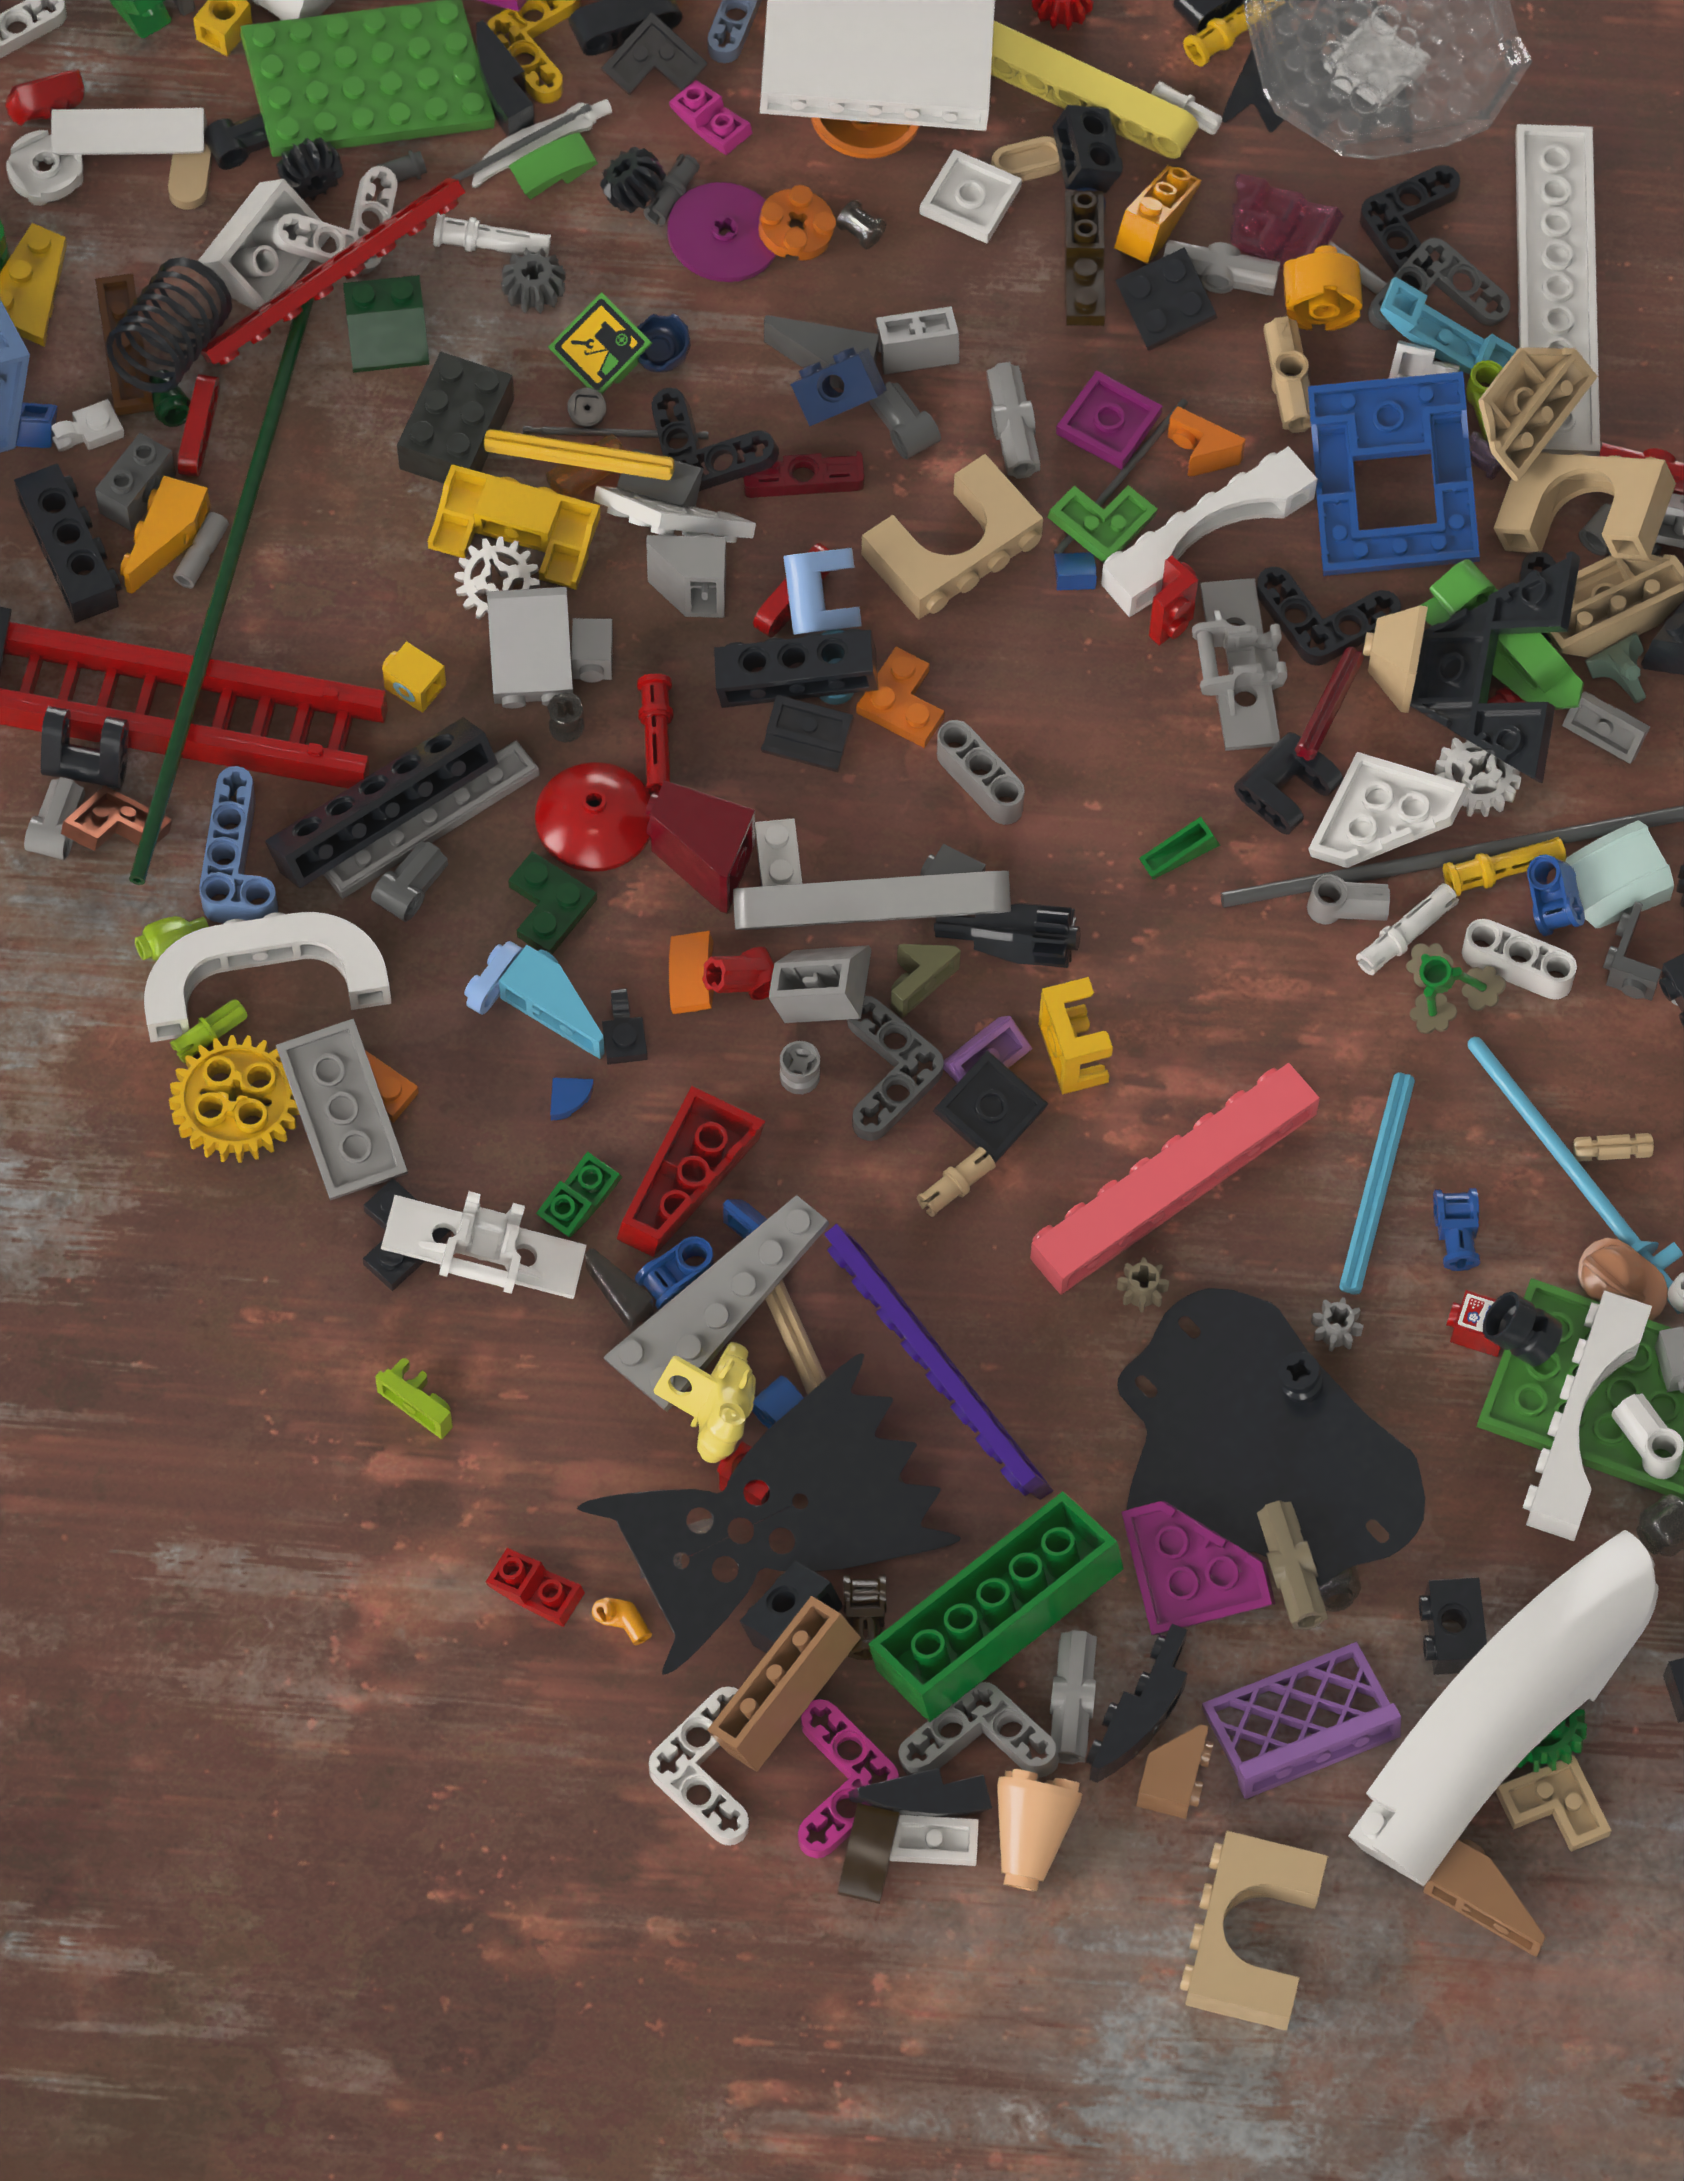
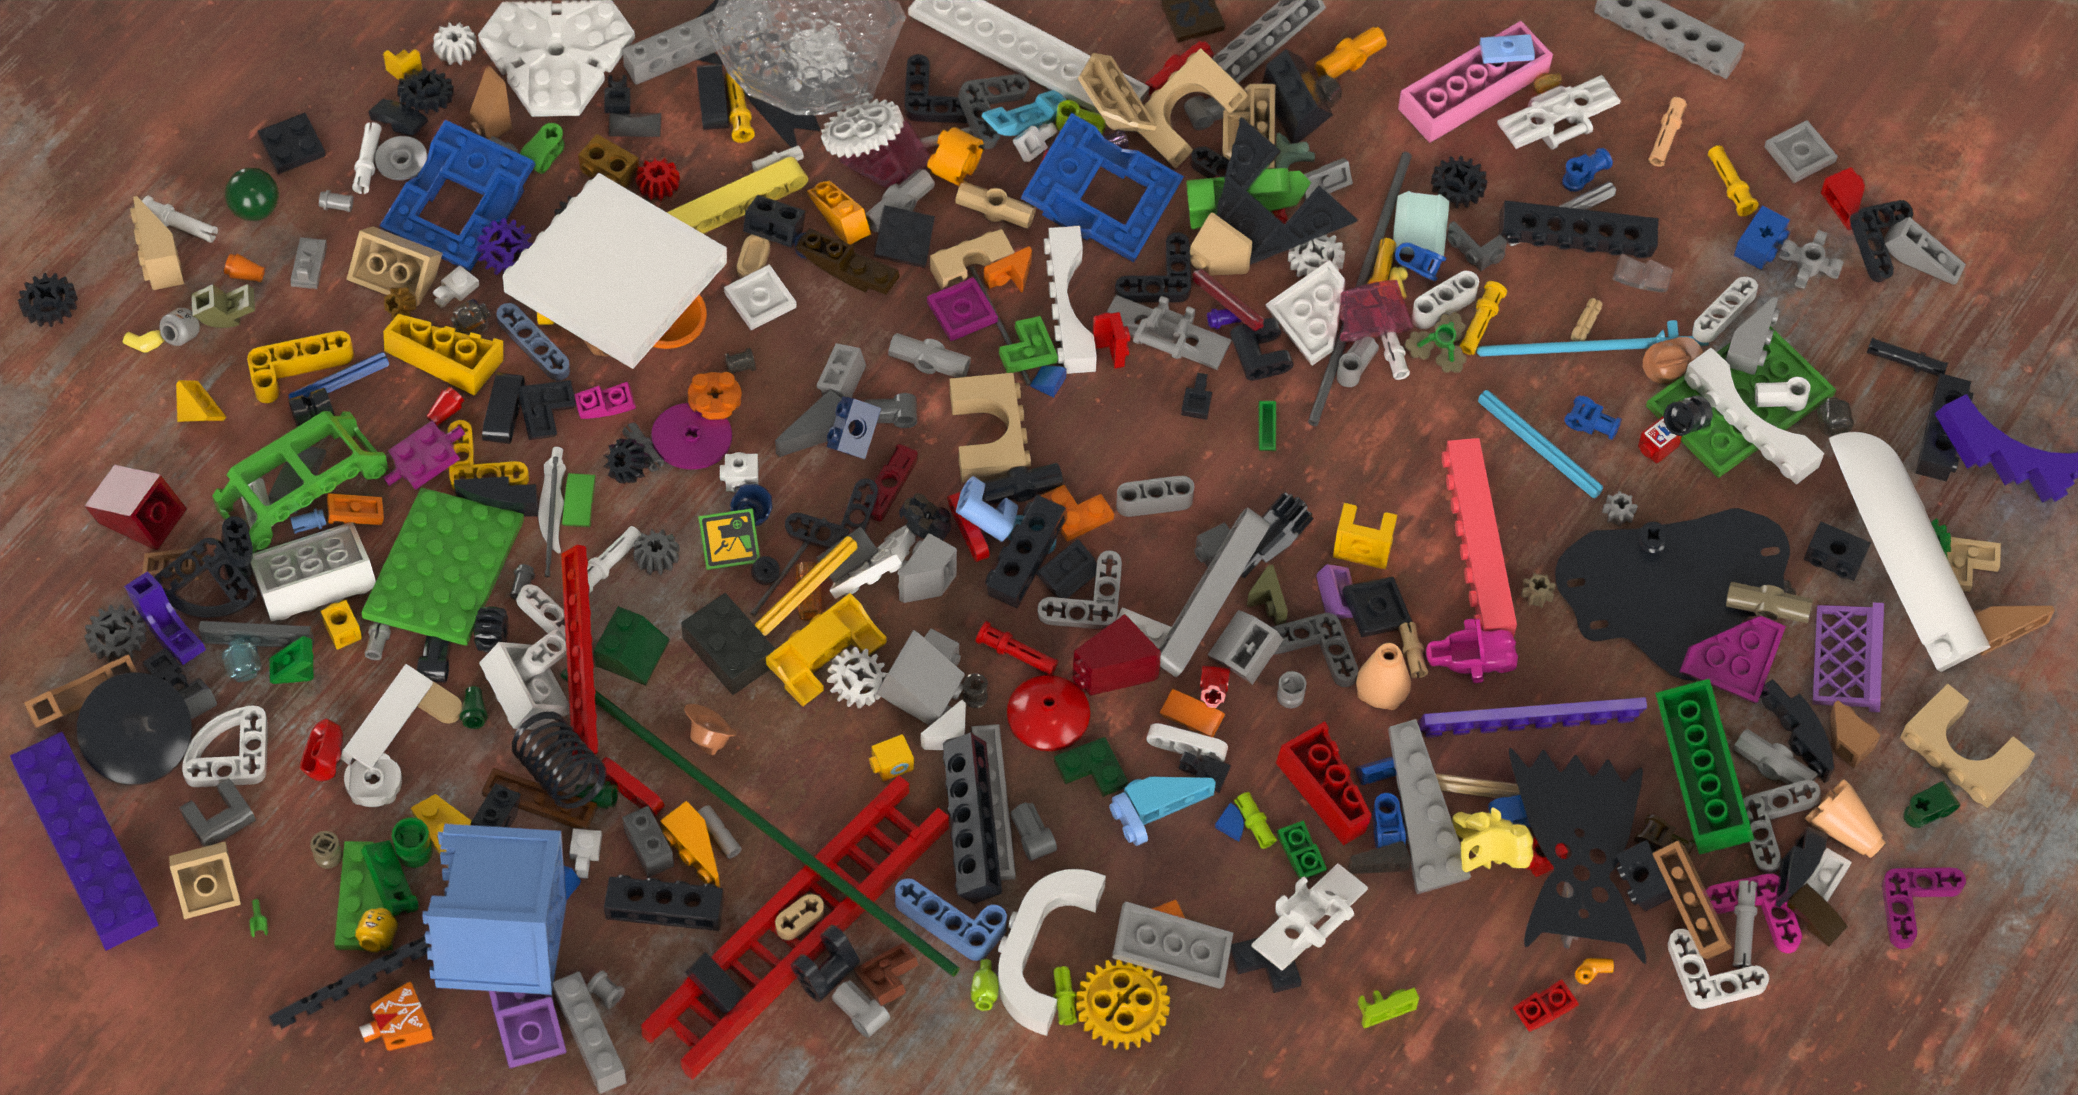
camera: 60 degrees left, 5 degrees down
(61, 308) = (498, 808): none -> black brick
(131, 689) = (796, 912): none -> tan beam
(199, 213) = (473, 709): none -> dark green cone
(226, 69) = (378, 635): none -> light grey pin
(329, 459) = (708, 728): none -> nougat piece
(495, 714) = (946, 728): none -> white slope
(586, 1120) = (1255, 820): none -> lime pin
(646, 988) = (1183, 741): none -> white beam
(701, 306) = (739, 470): none -> white brick
(783, 789) = (1100, 602): none -> light grey beam
(785, 528) = (925, 517): none -> black plate
(798, 1768) = (1744, 925): none -> light grey pin
(884, 1166) = (1384, 678): none -> light nougat cone
(896, 616) = (1022, 483): none -> black piece
(991, 1957) = (1909, 889): none -> magenta beam
(995, 1252) = (1474, 651): none -> dark pink piece
(1137, 1928) = (1931, 805): none -> dark green piece
(1159, 750) = (1197, 400): none -> black plate
(1165, 373) = (950, 264): none -> tan arch
(1289, 167) = (862, 128): none -> white gear
(1301, 710) = (1221, 317): none -> dark purple pin
(1429, 878) = (1373, 311): none -> clear pink slope
(1507, 887) = (1399, 274): none -> light yellow arm
(1543, 1016) = (1486, 308): none -> yellow pin

